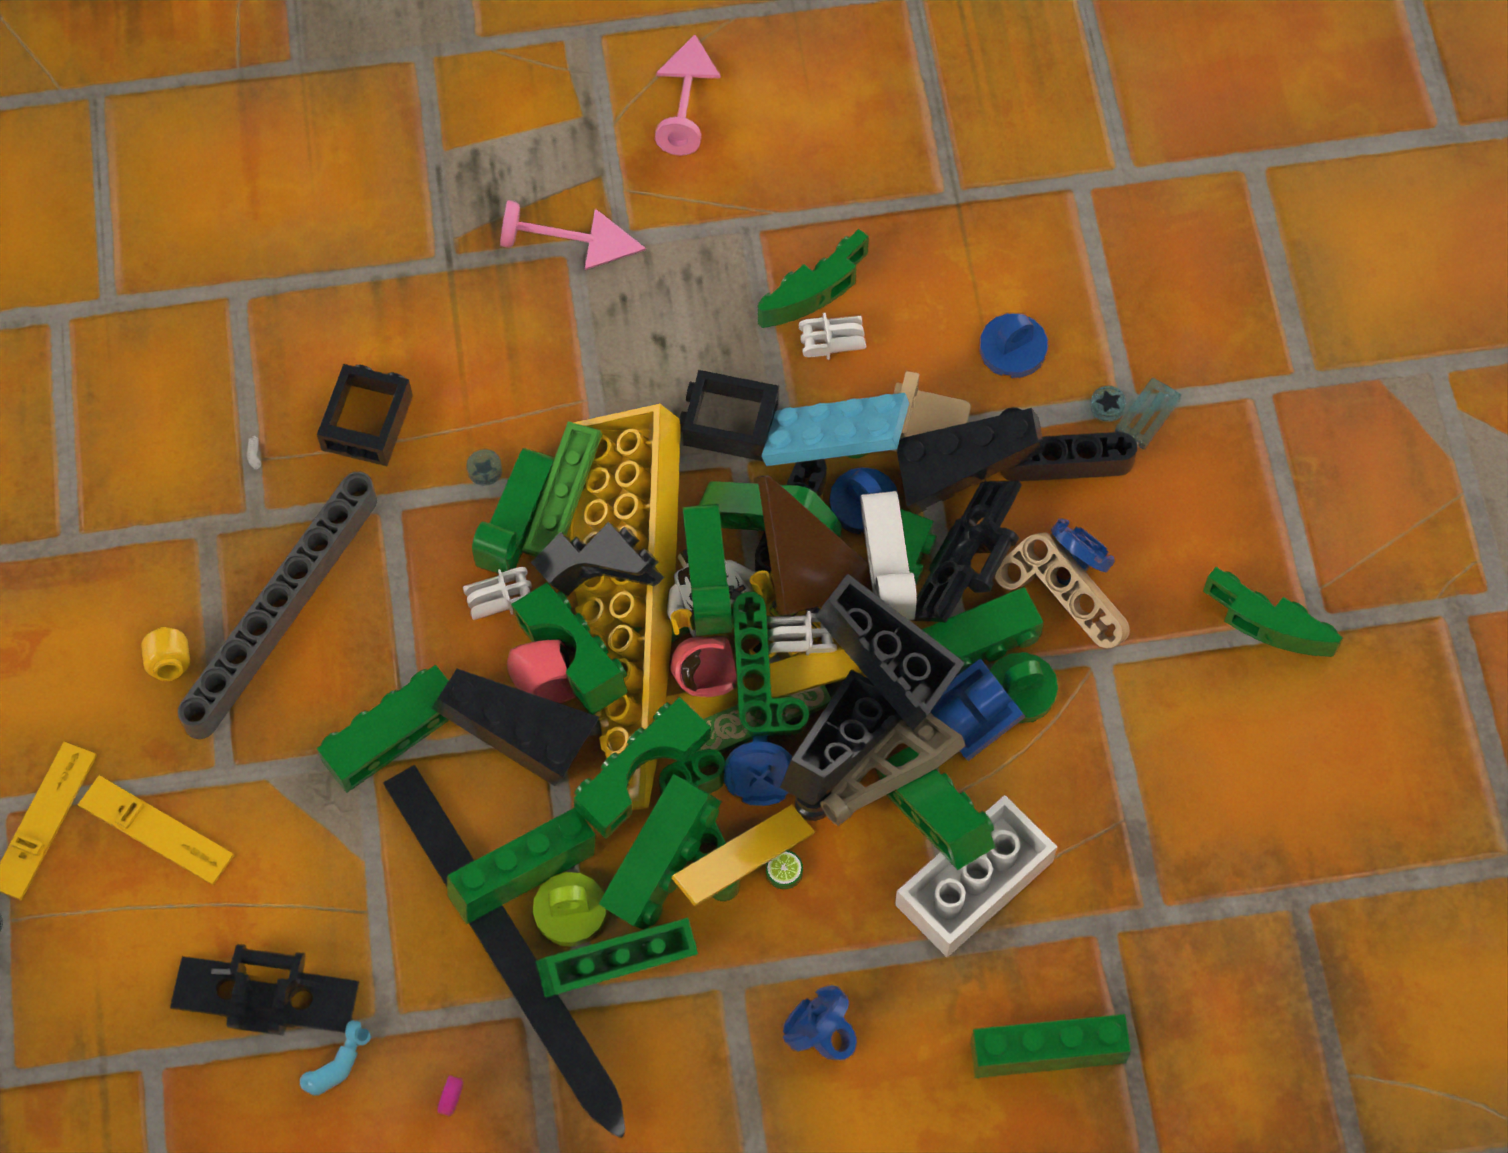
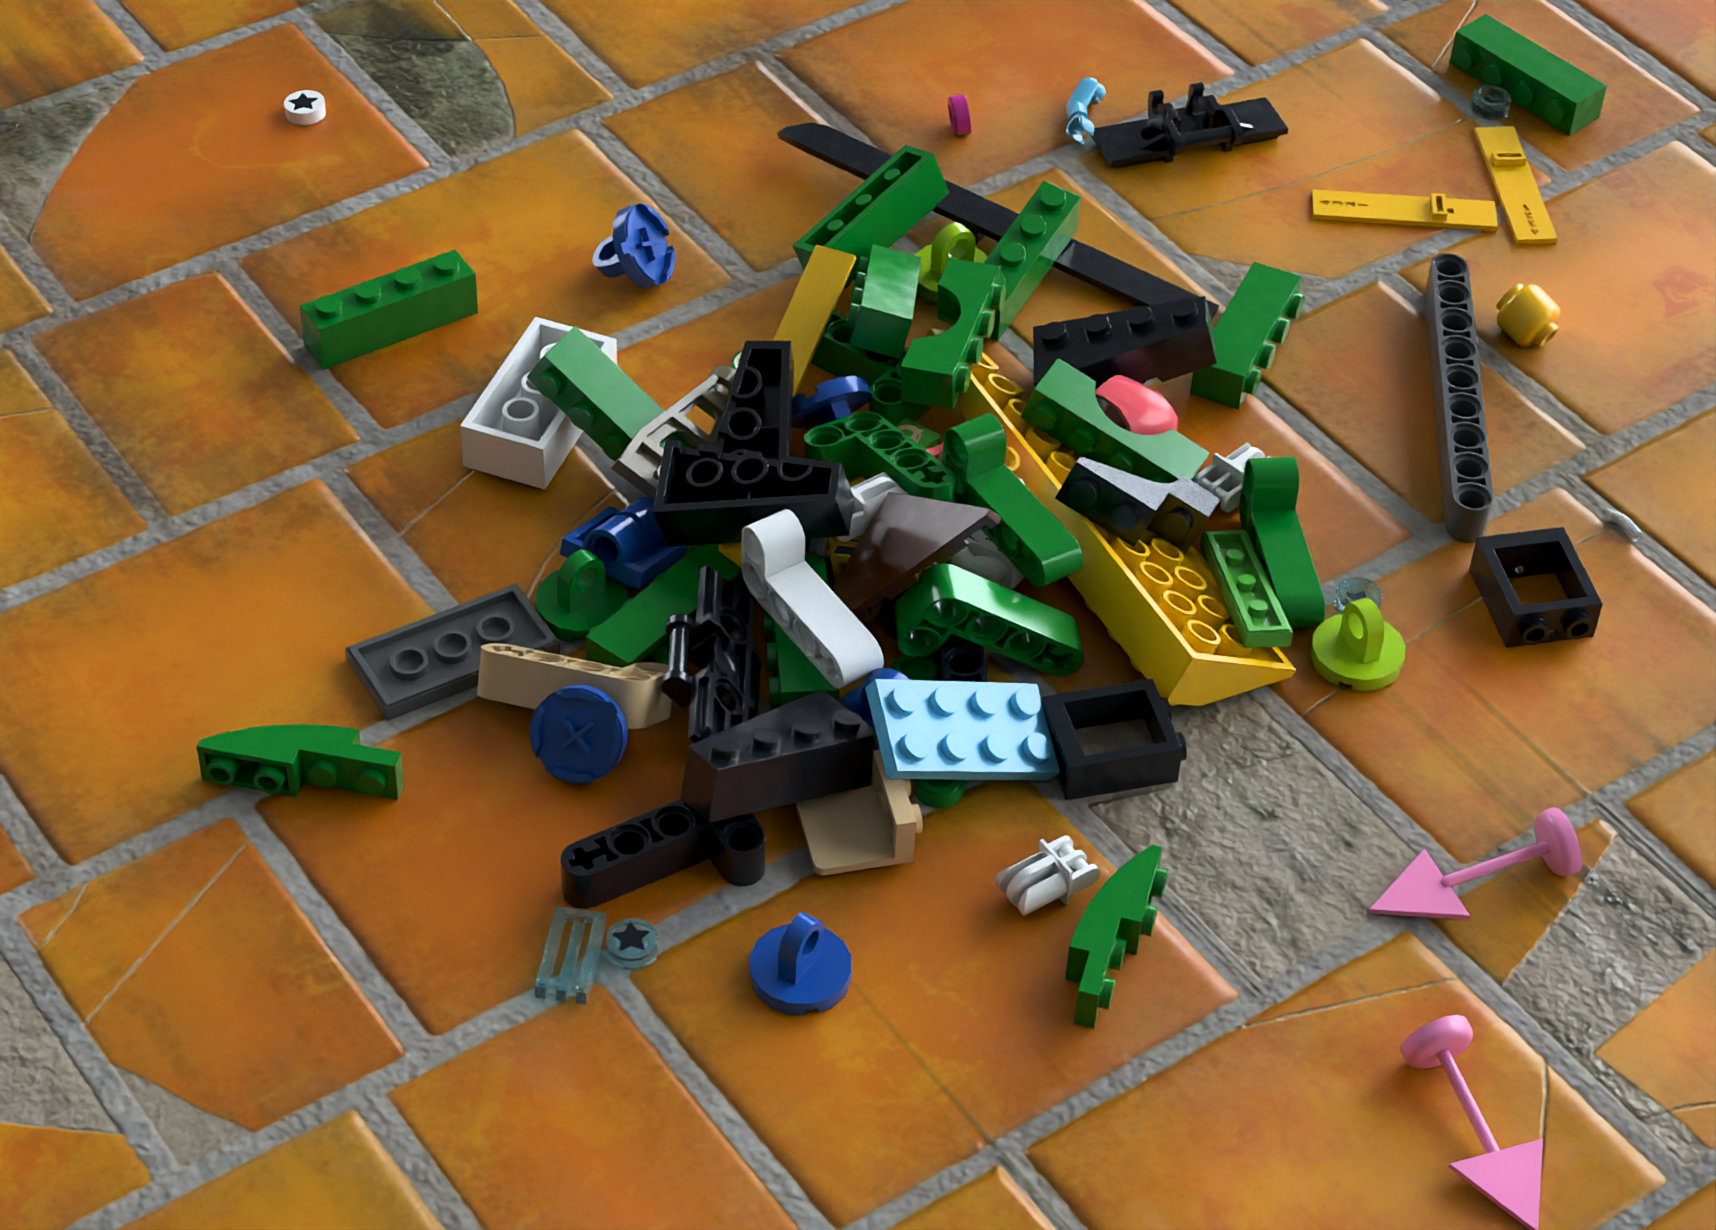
camera: 150 degrees right, 20 degrees down
(516, 423) = (1358, 648): none -> lime tile
(1129, 684) = (443, 650): none -> dark grey tile

